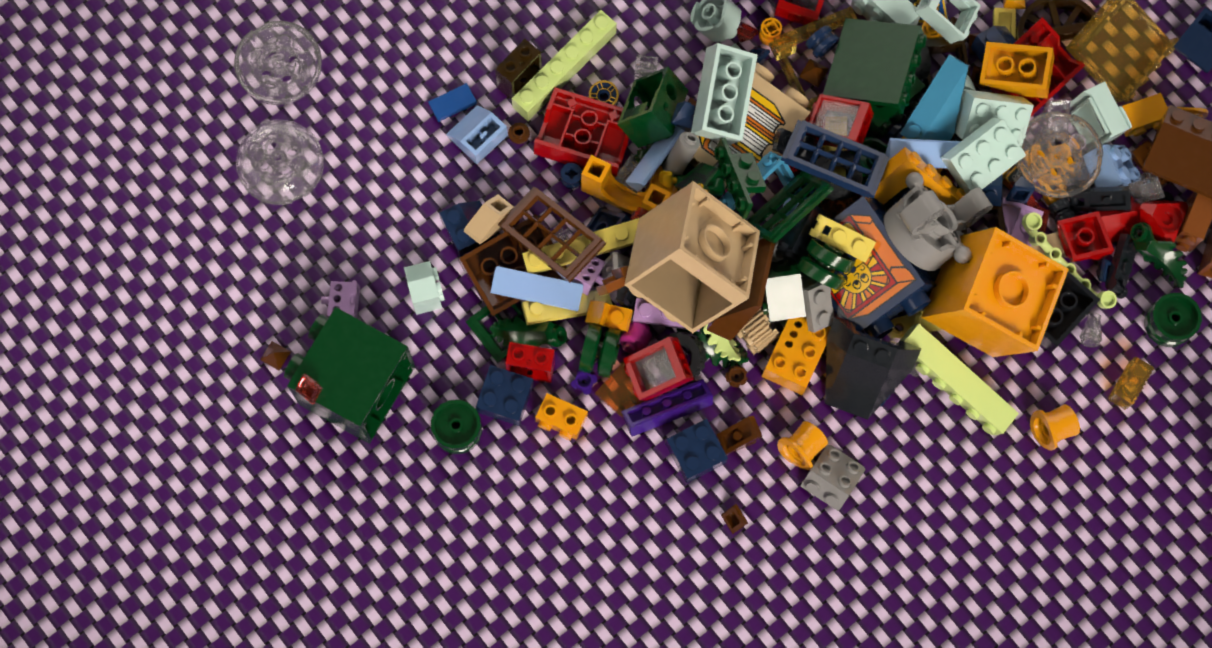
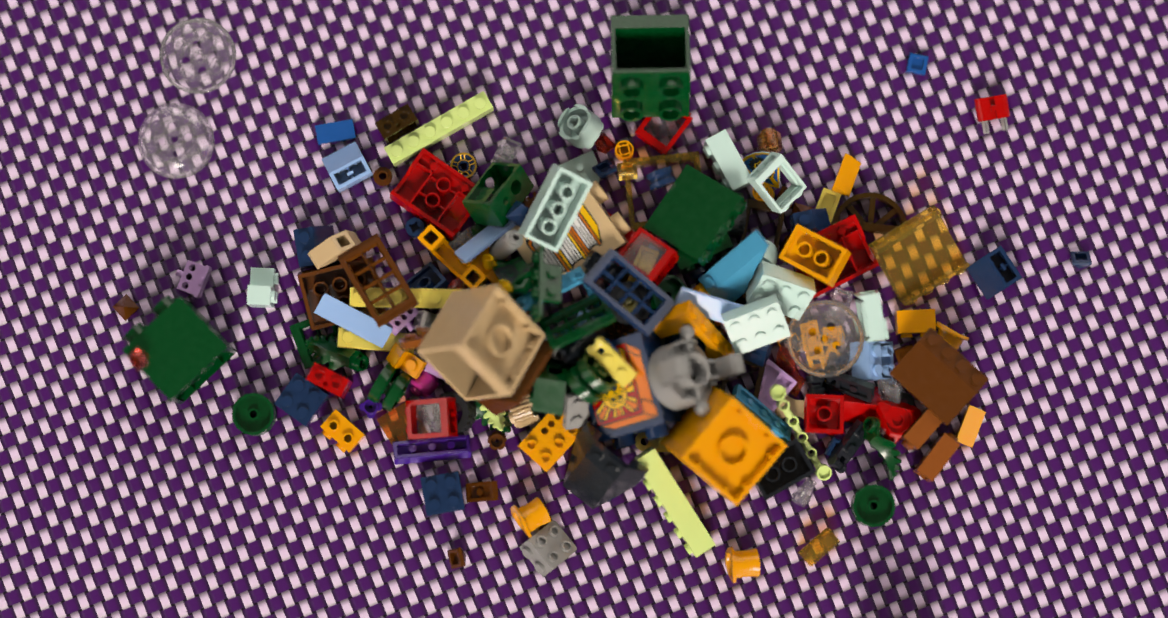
camera: 20 degrees right, 10 degrees up
(814, 72) = (646, 201): reddish brown slope -> none
(1020, 191) = (782, 359): dark blue slope -> none

